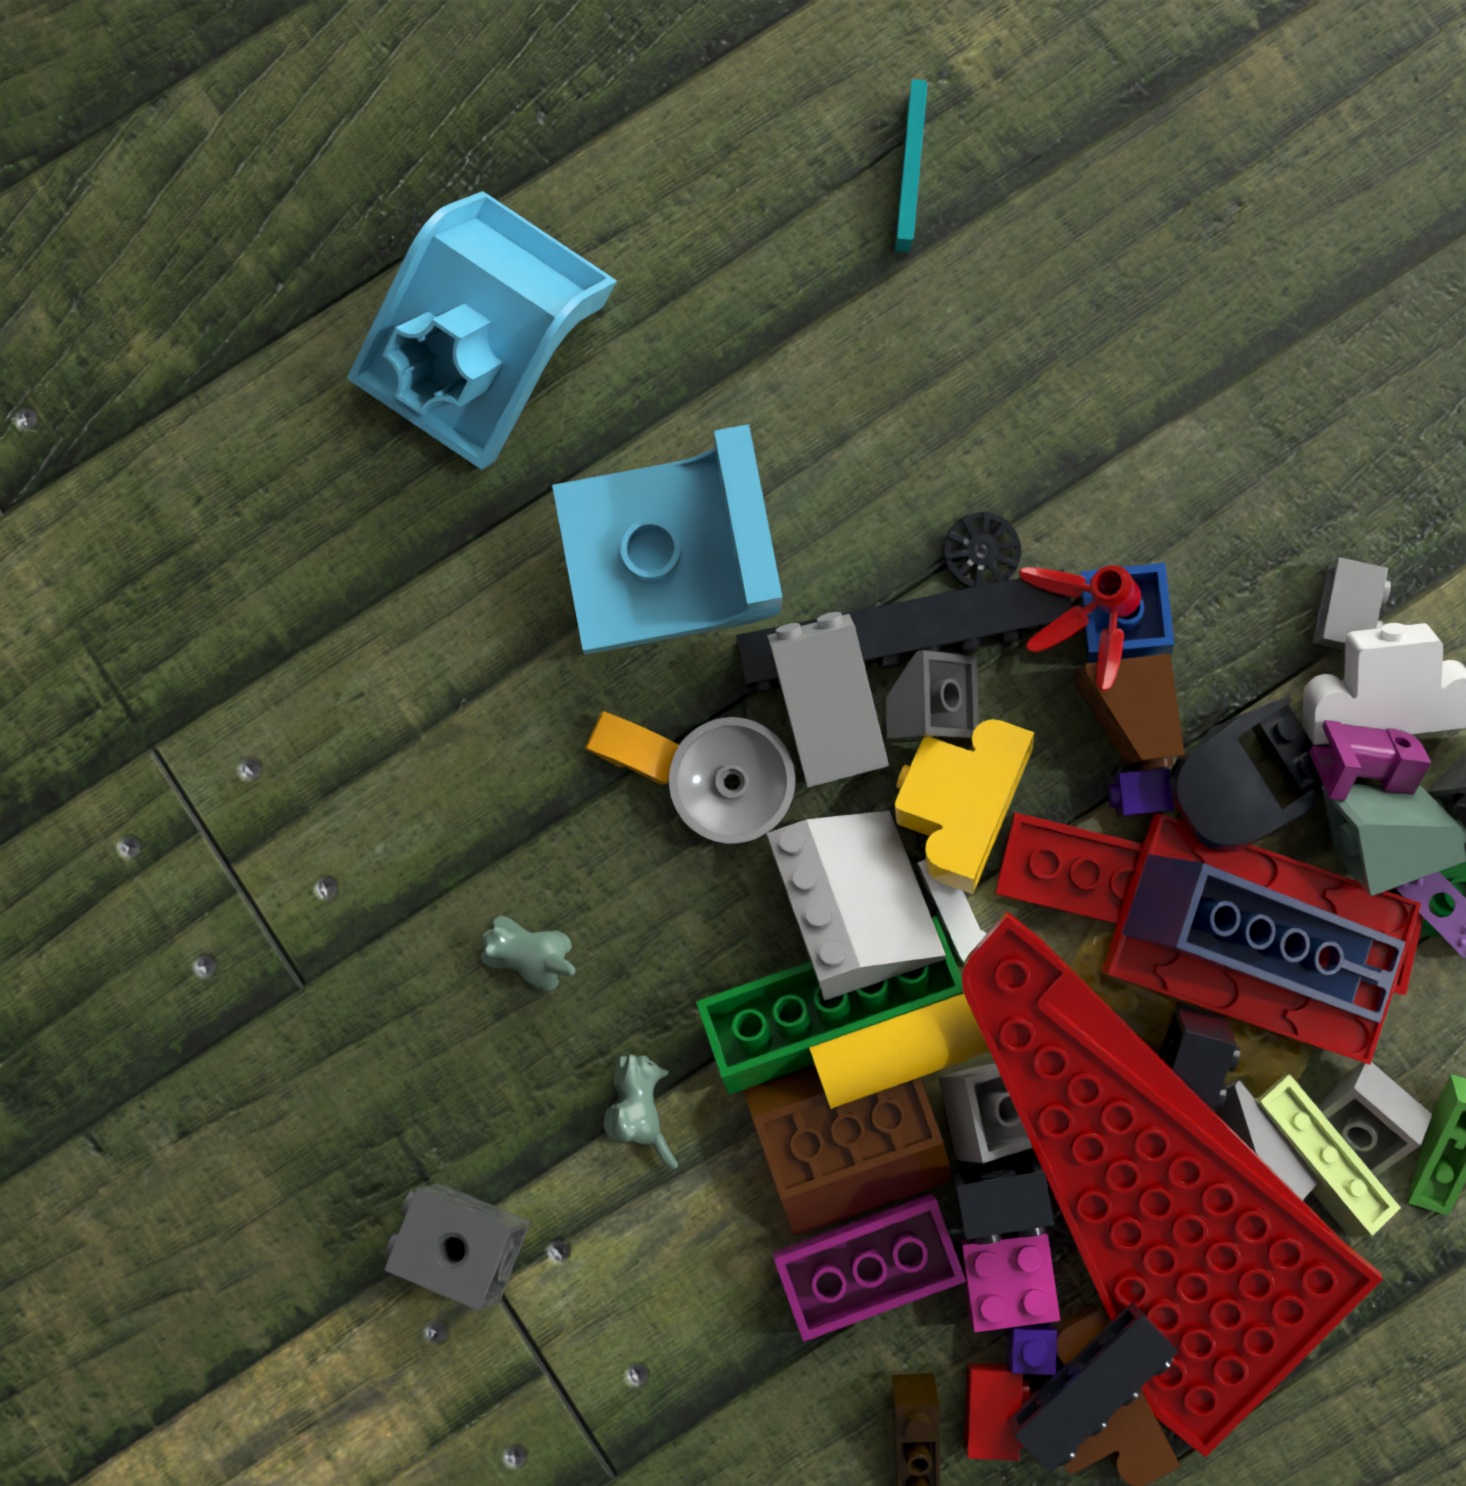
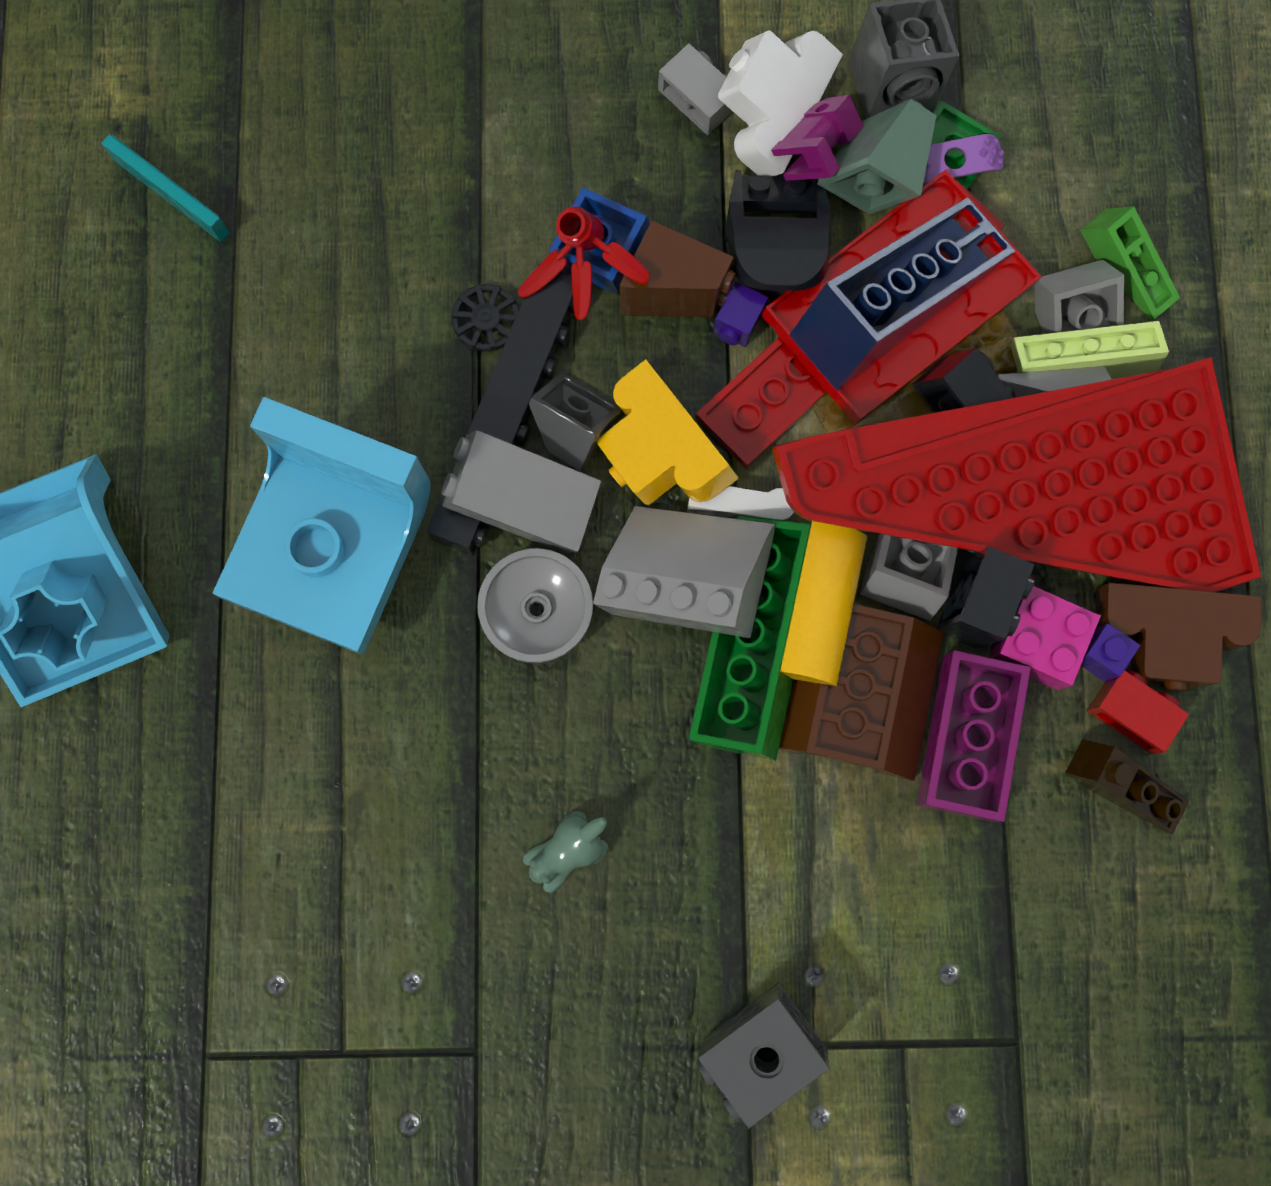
camera: 60 degrees left, 5 degrees down
(632, 747) = (460, 666): light orange slope -> none
(634, 1113) = (744, 844): sand green animal -> none
(1092, 1387) = (1168, 621): black brick -> none

